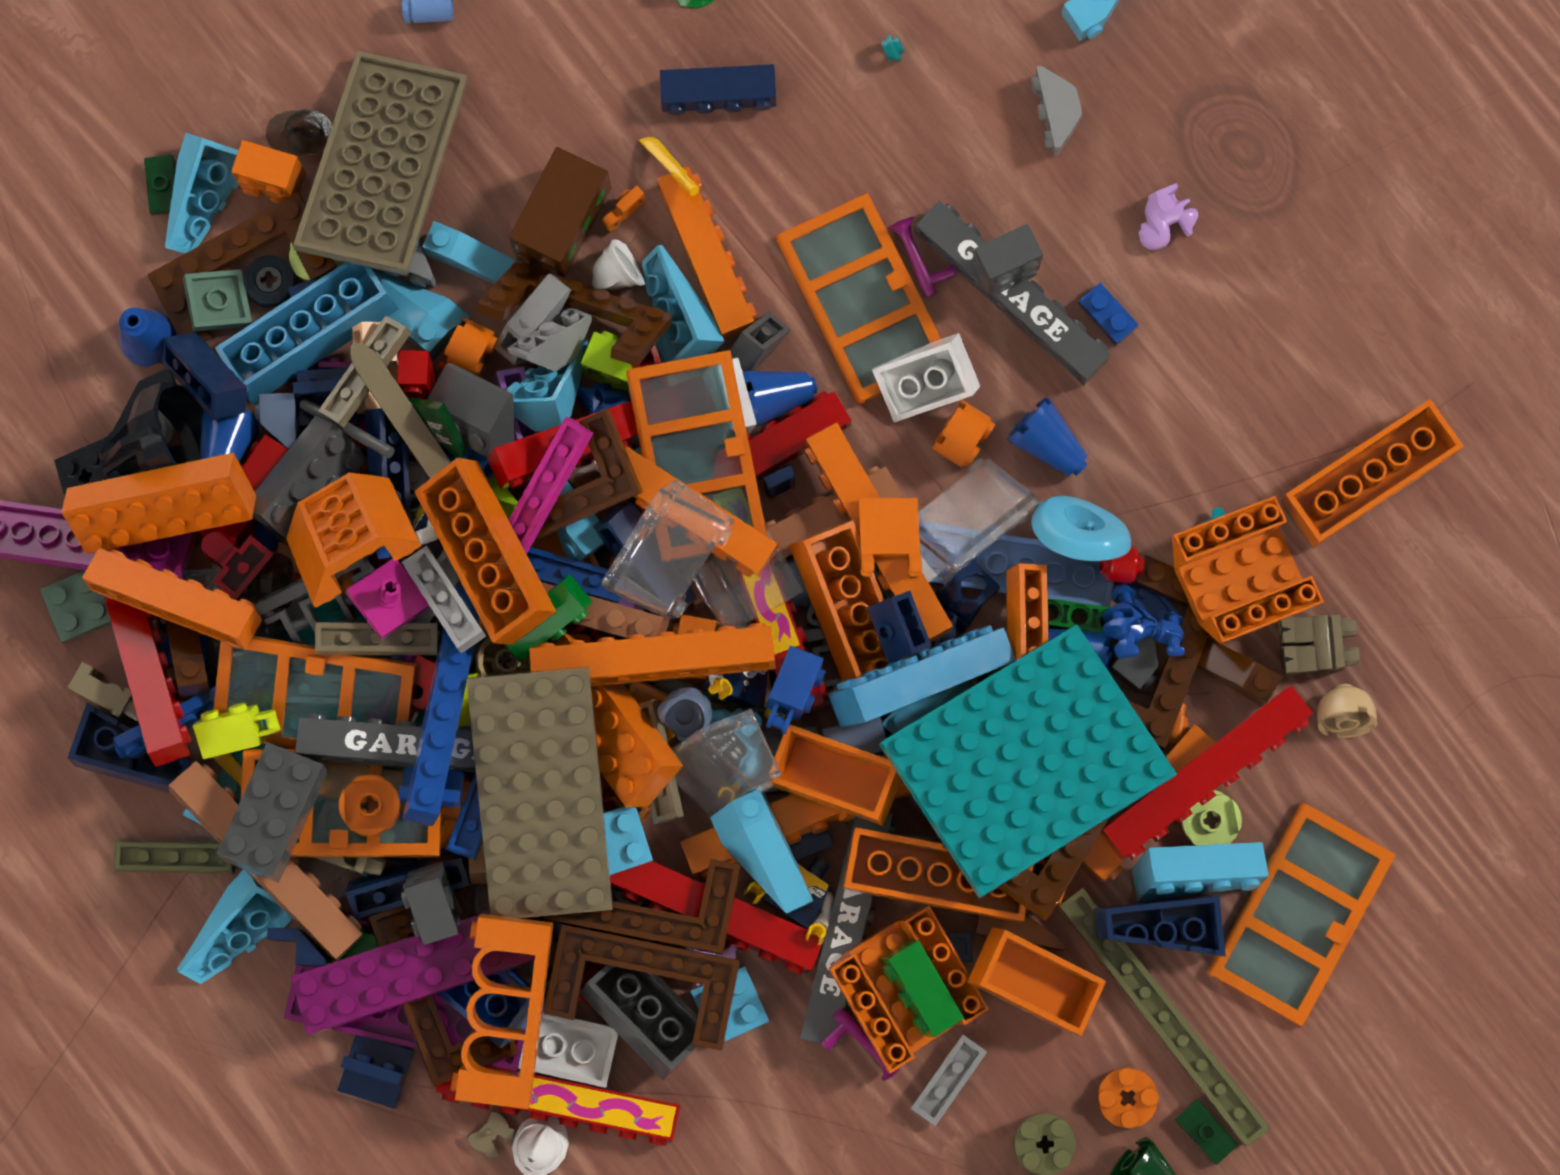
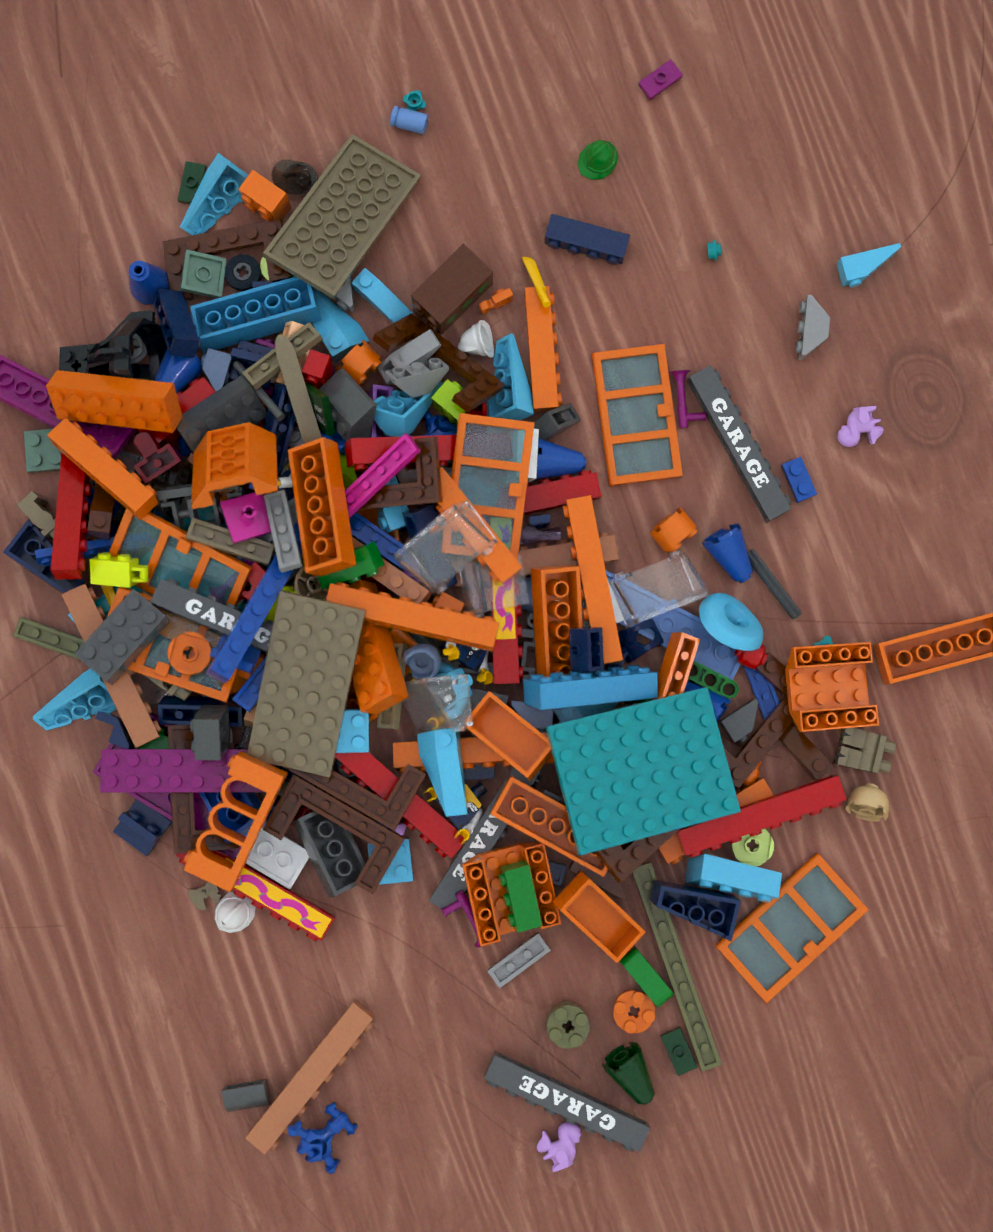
camera: 15 degrees right, 5 degrees up
(775, 503) = (530, 535): none -> clear purple plate
(794, 687) = (501, 667): blue brick -> none
(889, 529) = (602, 580): orange flag -> none
(927, 378) = (662, 483): white slope -> none
(1007, 259) = (744, 421): dark grey brick -> none
(1122, 464) = (774, 585): none -> dark grey axle
(1128, 1045) = (646, 977): none -> green beam
(1132, 623) = (744, 697): blue piece -> none

